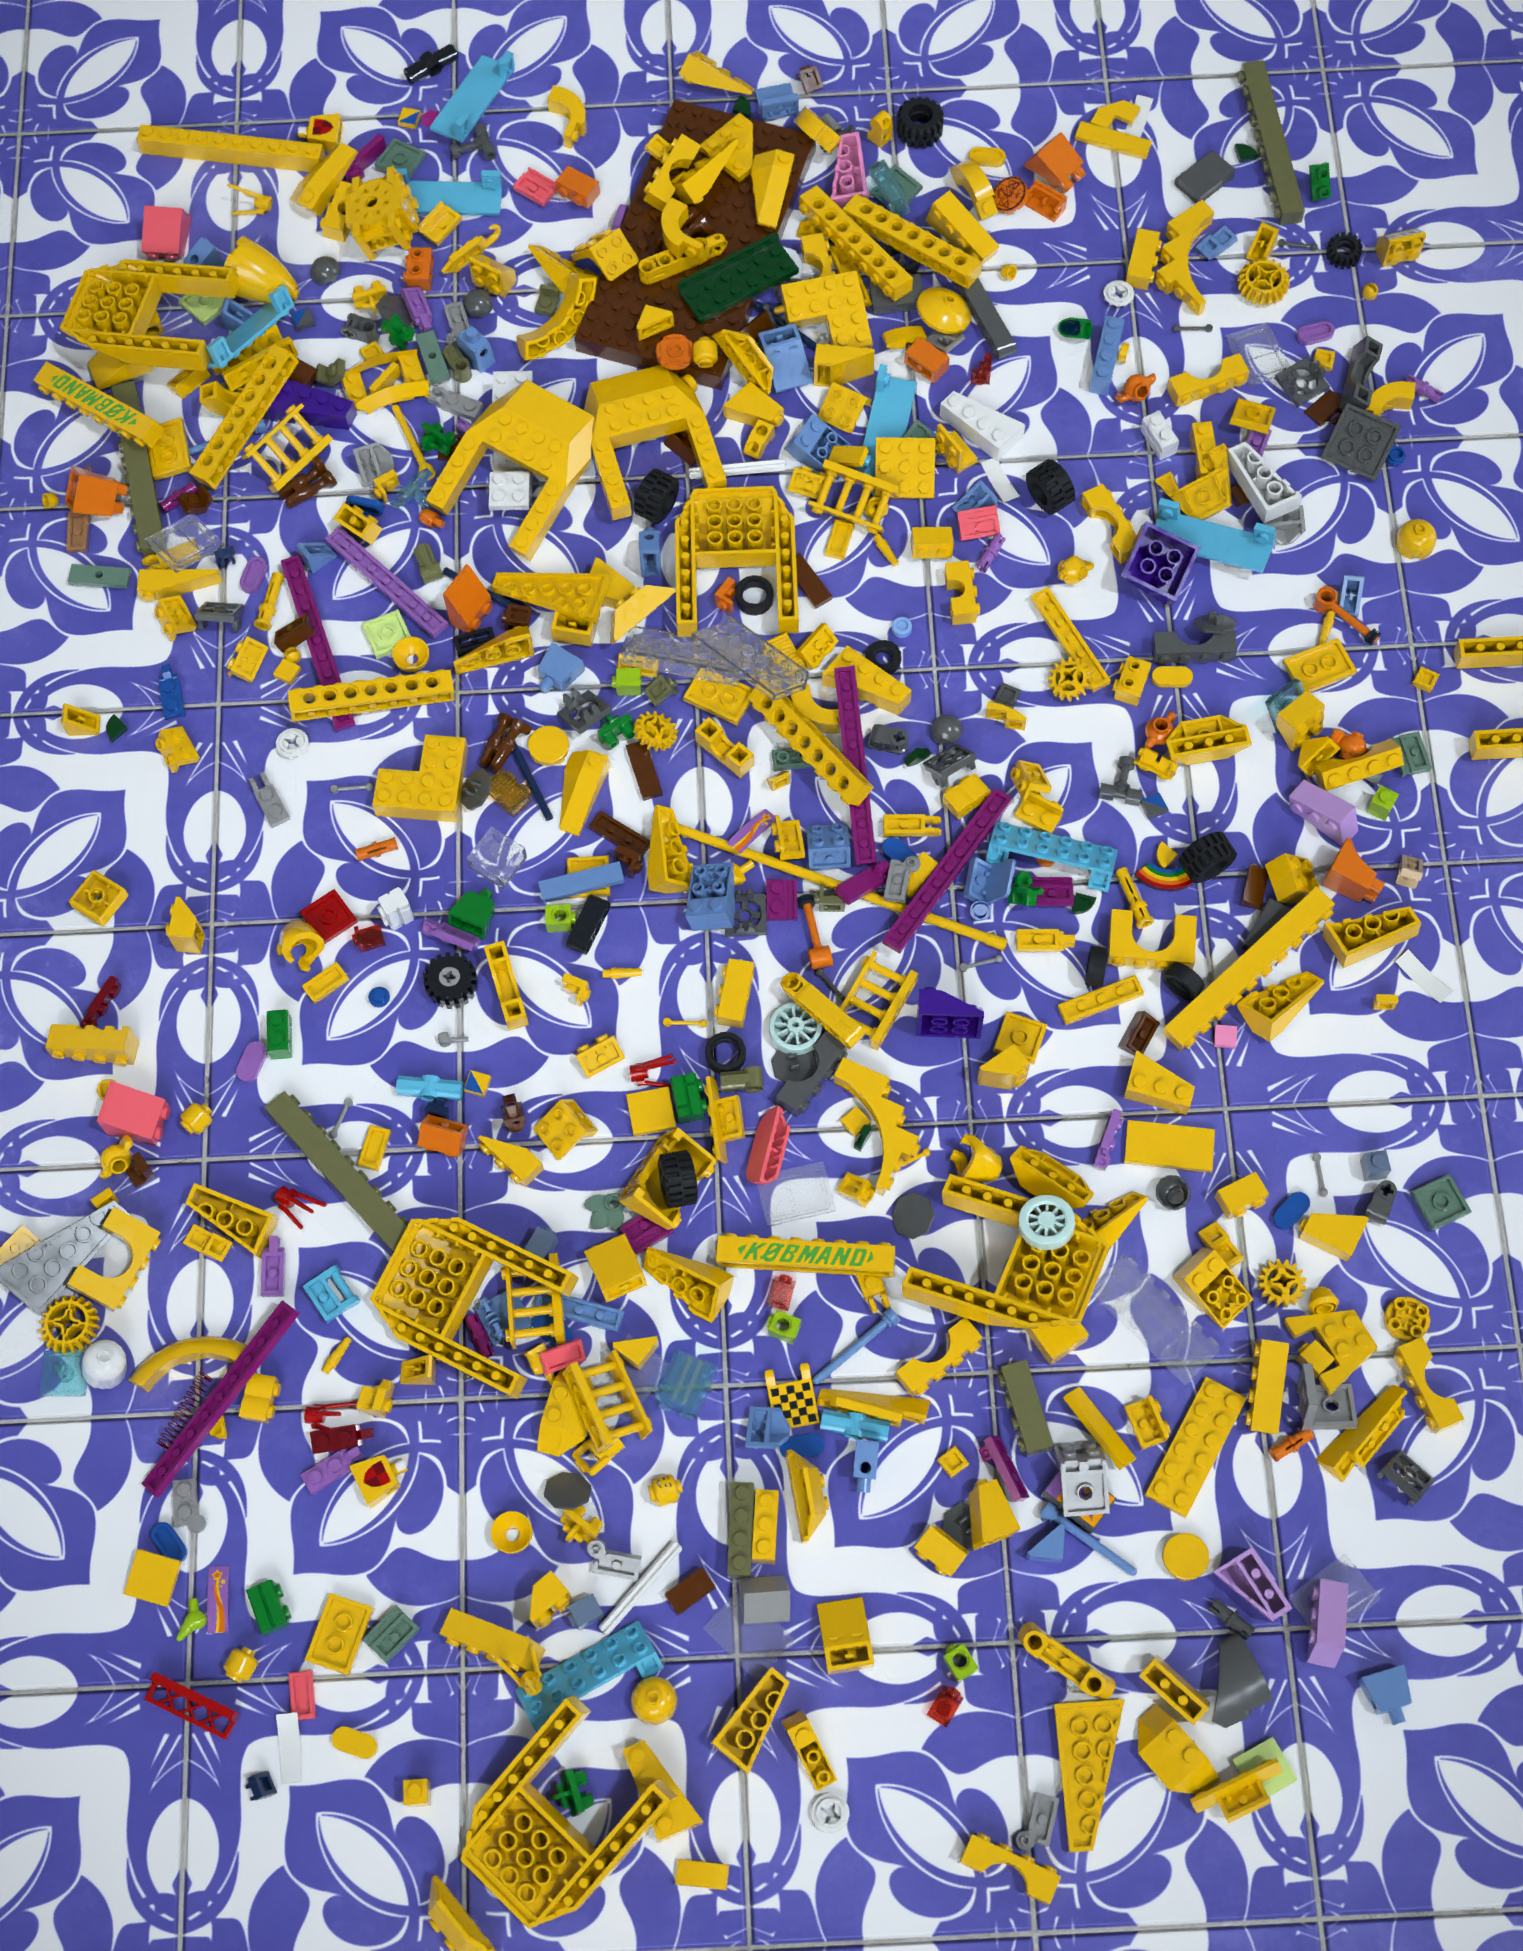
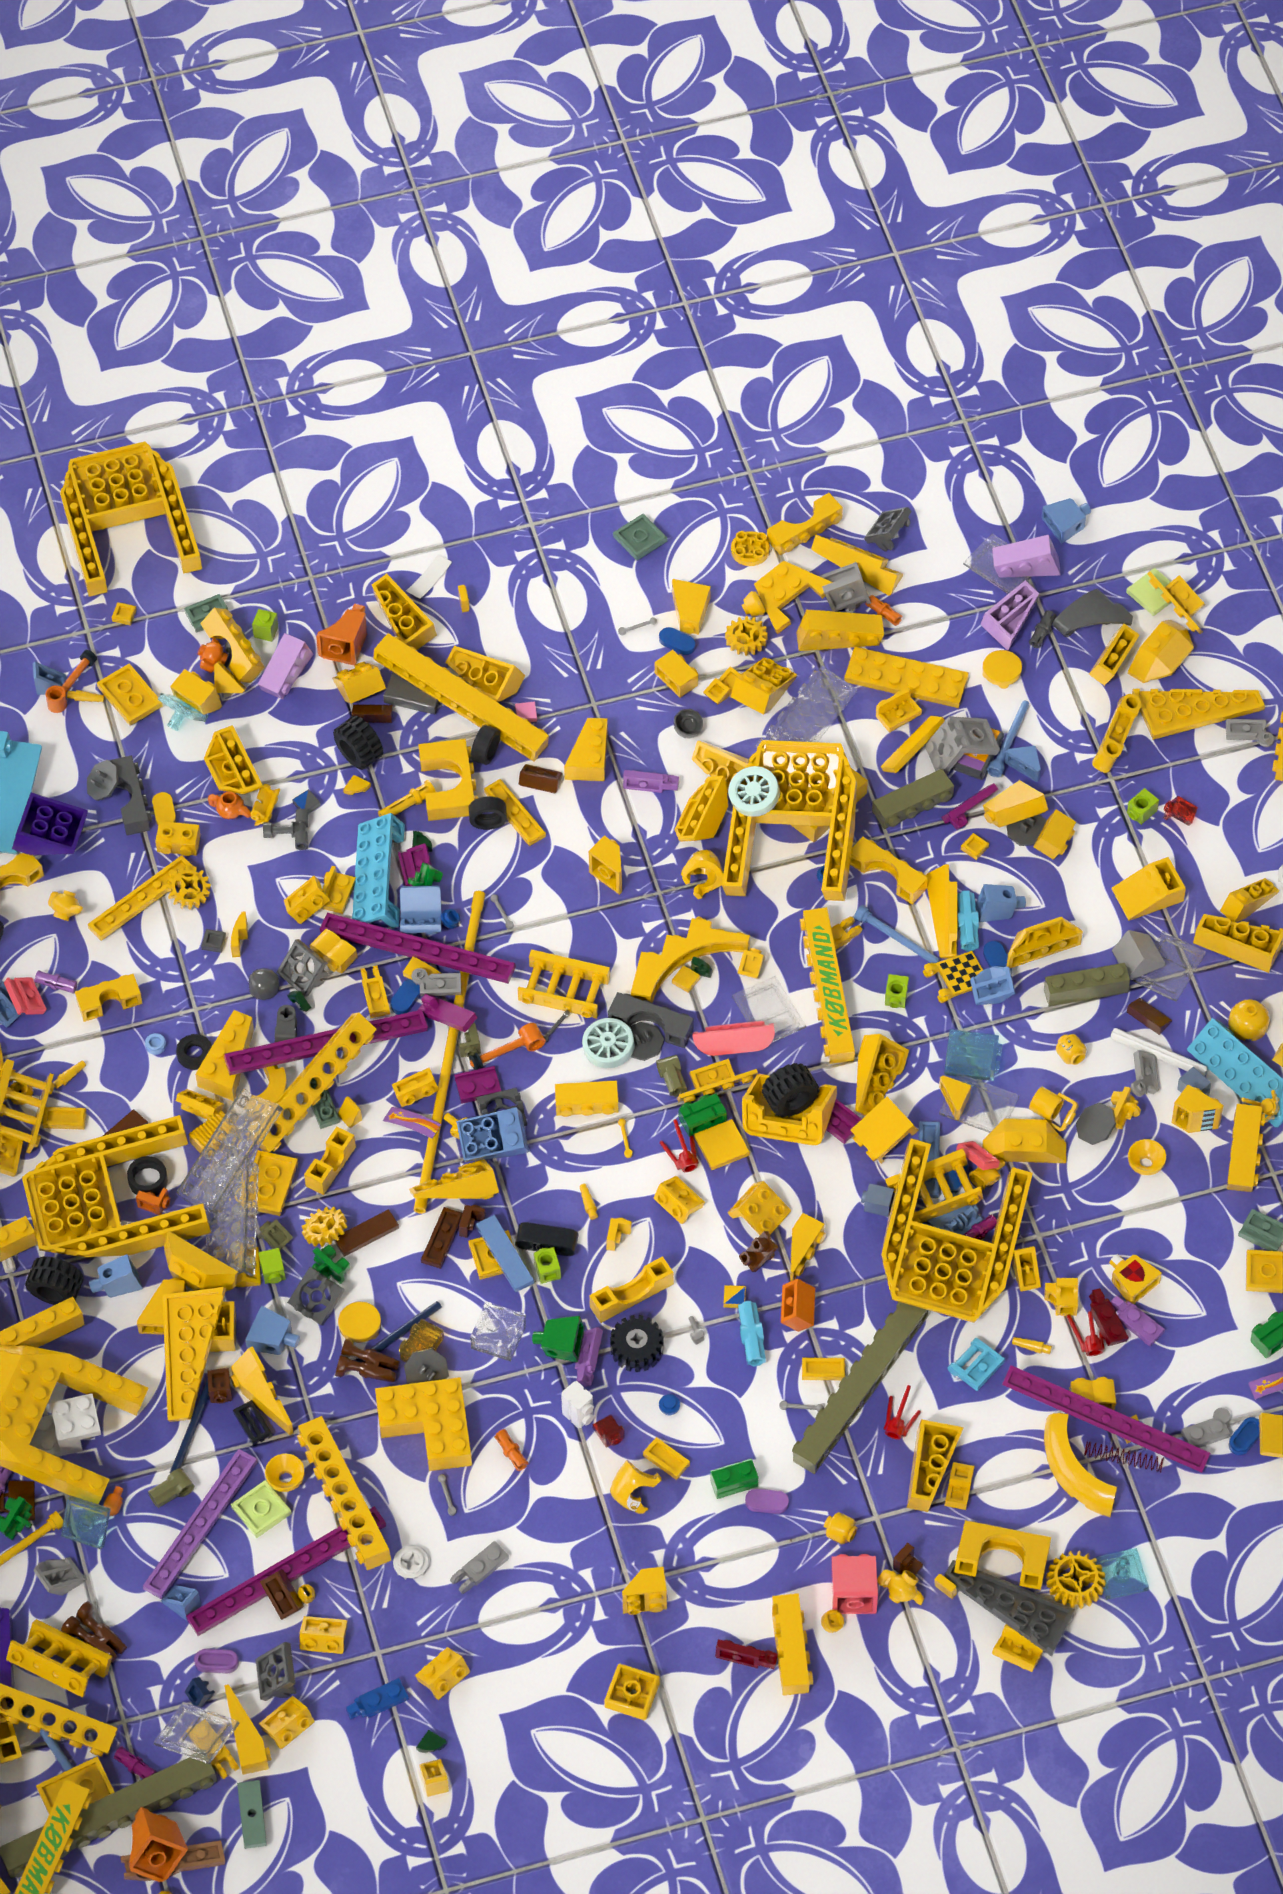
camera: 105 degrees left, 10 degrees down
(104, 1364) = (1105, 1529): white cylinder -> none
(195, 503) = (138, 1741): reddish brown bracket -> none
(267, 608) = (258, 1631): yellow pin -> none
(273, 1269) = (971, 1417): medium lavender hinge -> none
(287, 671) = (326, 1593): yellow tile -> none
(329, 916) = (594, 1472): red plate -> none
(357, 523) = (140, 1561): yellow brick -> none
(368, 505) = (111, 1569): blue tile -> none
(385, 483) = (81, 1556): yellow bracket -> none
(437, 1109) = (773, 1319): dark blue tile -> none
(467, 601) = (216, 1431): orange slope -> none
(581, 786) = (394, 1280): yellow wedge -> none
(594, 1417) = (1017, 1114): yellow fence -> none
(604, 1213) = (831, 1160): sand green plate -> none
(726, 1037) = (653, 1107): black tyre -> none
(765, 1526) = (1076, 961): yellow brick -> none
(781, 1292) = (865, 1000): clear red bracket -> none
(822, 1010) = (590, 1014): yellow piece -> none
(828, 846) = (411, 1053): medium blue bracket -> none
(913, 1215) = (764, 913): dark grey piece -> none
(931, 542) = (57, 1030): yellow brick -> none
(947, 1016) = (569, 915): dark purple slope -> none
(1023, 1032) = (568, 867): yellow tile -> none
(1043, 940) = (468, 865): yellow hinge -> none
(1164, 879) = (380, 783): tile -> none
(1169, 1146) = (642, 737): yellow tile -> none
(1317, 1355) = (805, 599): yellow brick -> none
(1375, 1165) = (620, 584): sand blue brick -> none
(1380, 1205) = (654, 577): dark grey piece -> none
(1409, 871) = (328, 597): tan slope -> none

